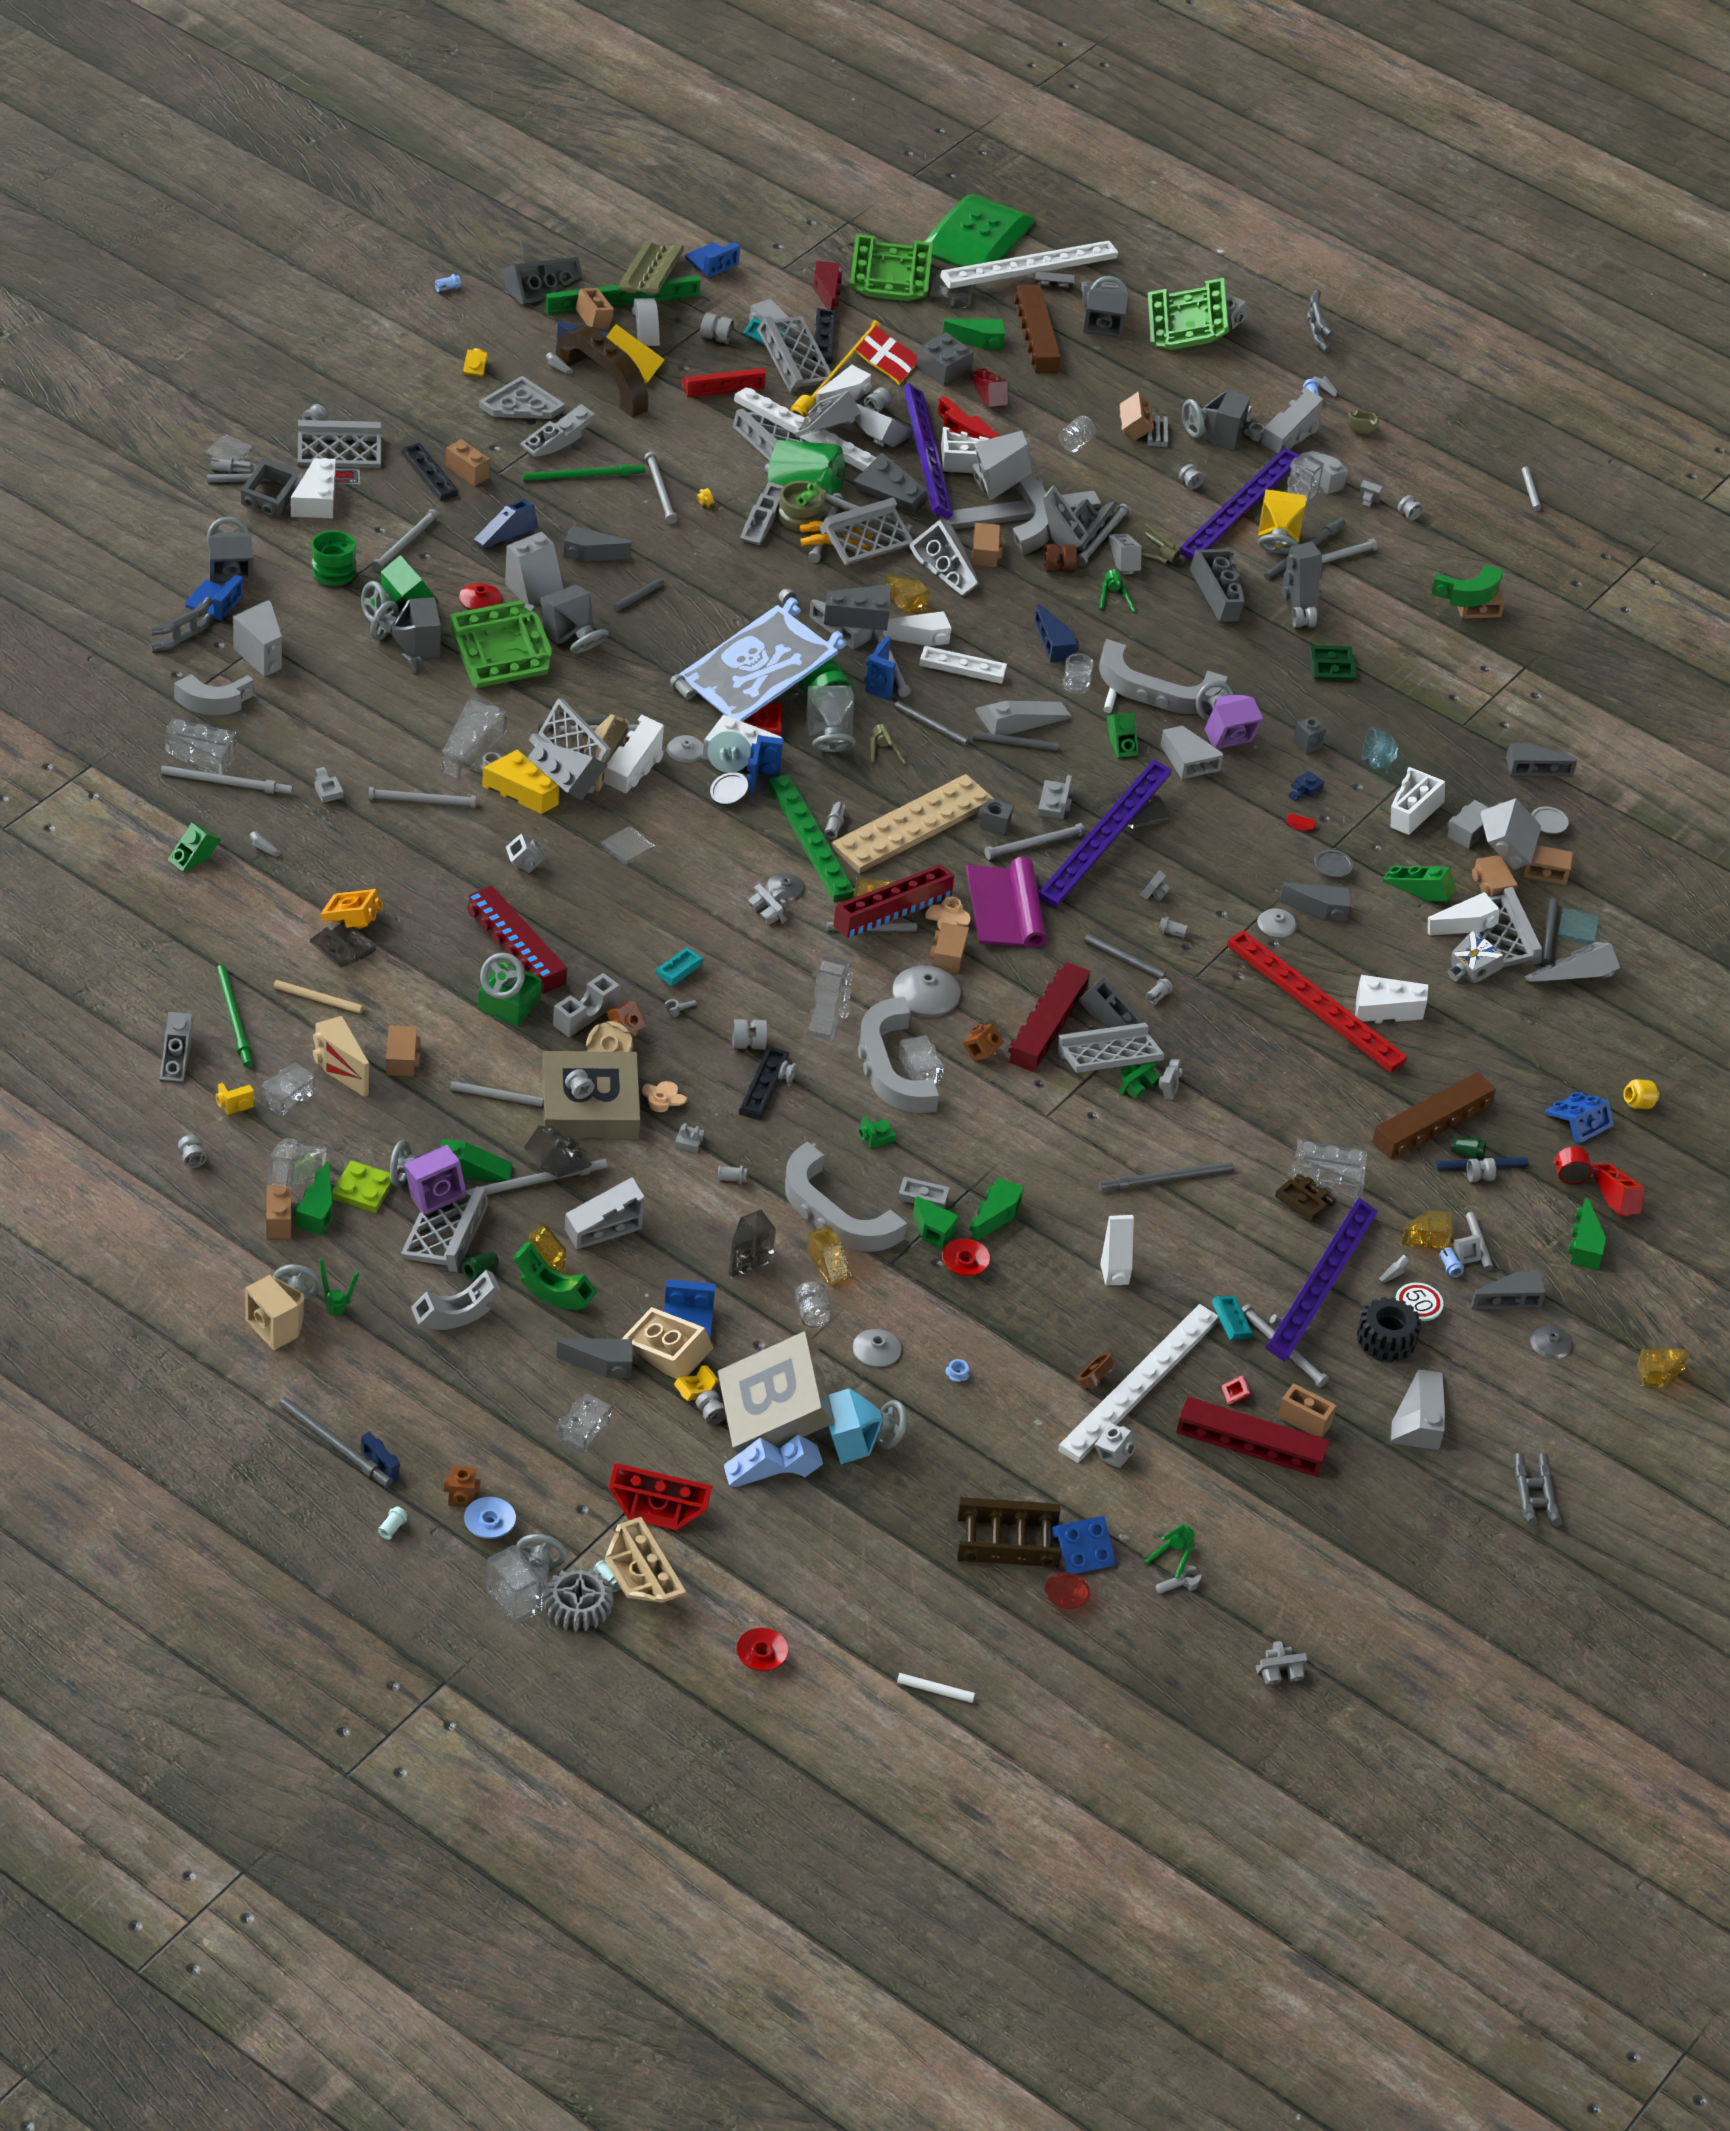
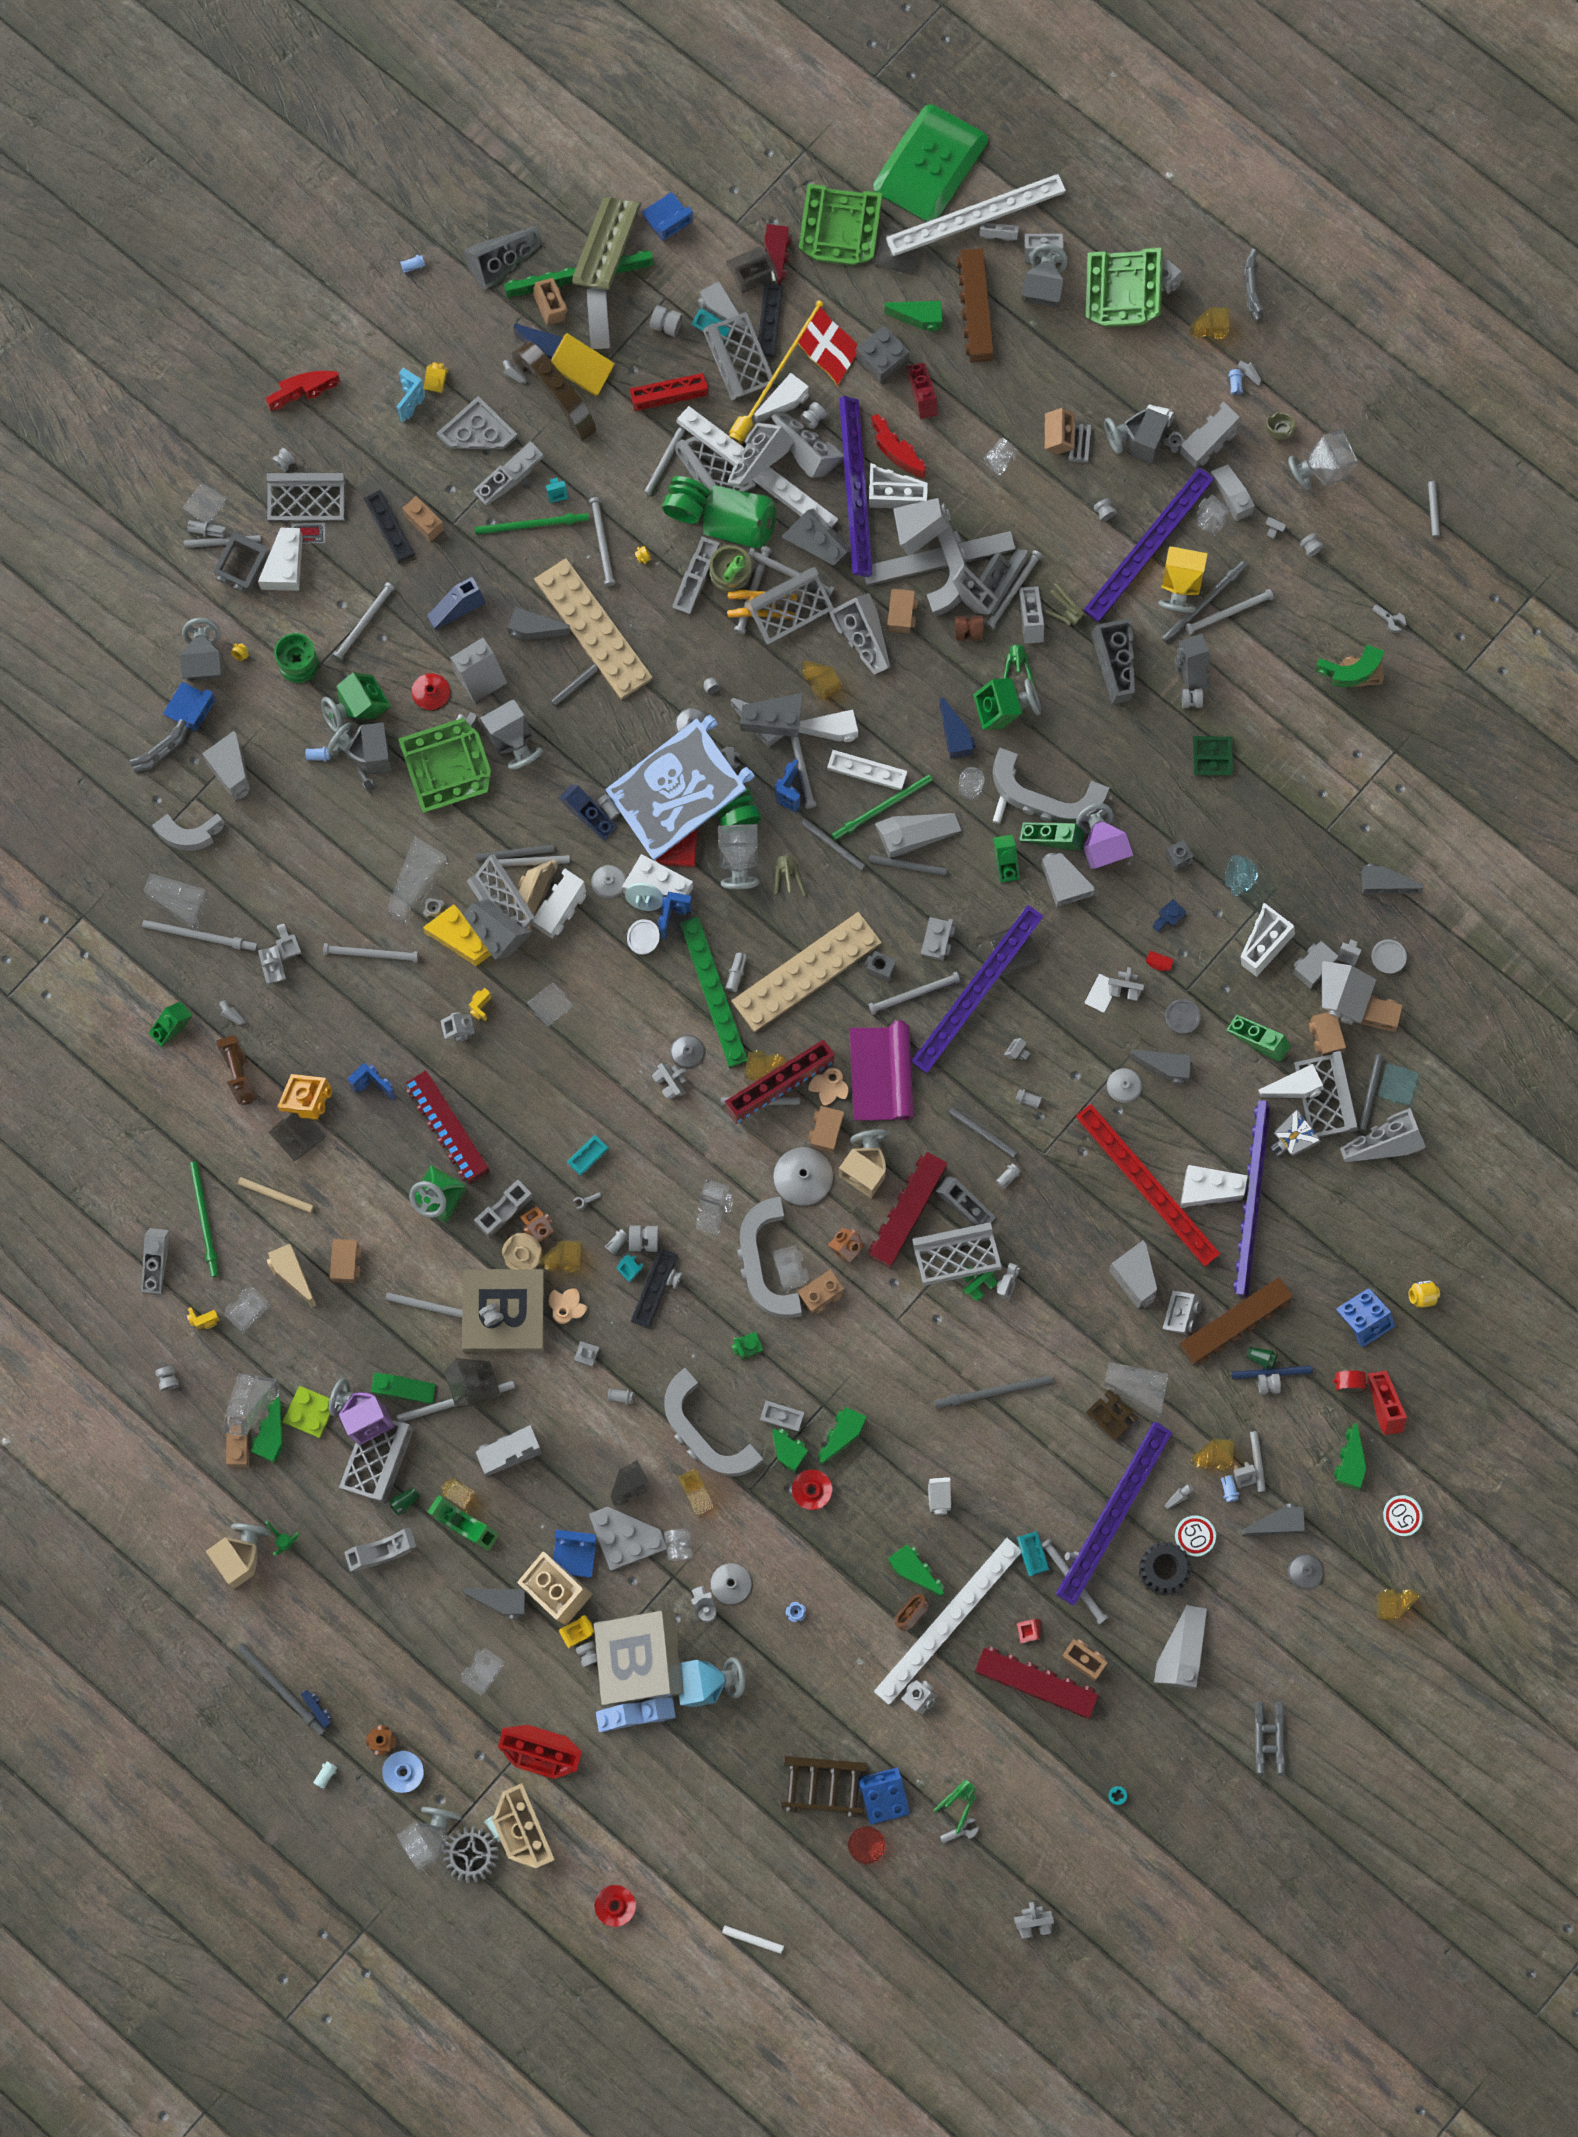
camera: 10 degrees right, 30 degrees up
(269, 558) = (239, 652): none -> yellow plate
(276, 868) = (235, 1057): none -> reddish brown fence
(311, 802) = (272, 965): none -> light grey hips
(334, 362) = (307, 383): none -> red slope
(356, 639) = (317, 754): none -> light blue pin
(428, 889) = (360, 1080): none -> blue bracket
(451, 366) = (414, 395): none -> medium azure bracket
(548, 838) = (479, 999): none -> yellow bracket
(610, 447) = (556, 490): none -> teal tile
(657, 553) = (593, 629): none -> tan plate
(657, 1049) = (564, 1255): none -> clear yellow slope
(658, 687) = (587, 811): none -> dark blue slope
(720, 435) = (664, 461): none -> light grey bar
(722, 1036) = (617, 1241): none -> light grey pin
(734, 1061) = (629, 1268): none -> teal tile
(749, 451) = (685, 500): none -> green wheel
(749, 1305) = (625, 1538): none -> light grey plate
(804, 296) = (752, 269): none -> clear smoke slope
(848, 1355) = (703, 1605): none -> light grey hips
(950, 708) = (851, 826): none -> green bar
(959, 1084) = (821, 1292): none -> medium nougat brick
(997, 972) = (865, 1166): none -> tan piece
(1092, 1331) = (908, 1567): none -> green slope
(1102, 609) = (1001, 702): none -> green piece
(1176, 714) = (1054, 835): none -> green slope
(1241, 848) = (1099, 994): none -> white sticker
(1268, 835) = (1134, 988): none -> light grey hips
(1280, 348) = (1211, 323): none -> clear yellow slope
(1315, 1068) = (1135, 1275): none -> light grey slope
(1367, 1540) = (1113, 1790): none -> teal bush
(1372, 1107) = (1182, 1313): none -> light grey bracket
(1420, 440) = (1329, 460): none -> clear piece
(1435, 1006) = (1251, 1207): none -> plate
(1510, 568) = (1390, 619): none -> light grey bar
(1655, 1285) = (1403, 1515): none -> piece

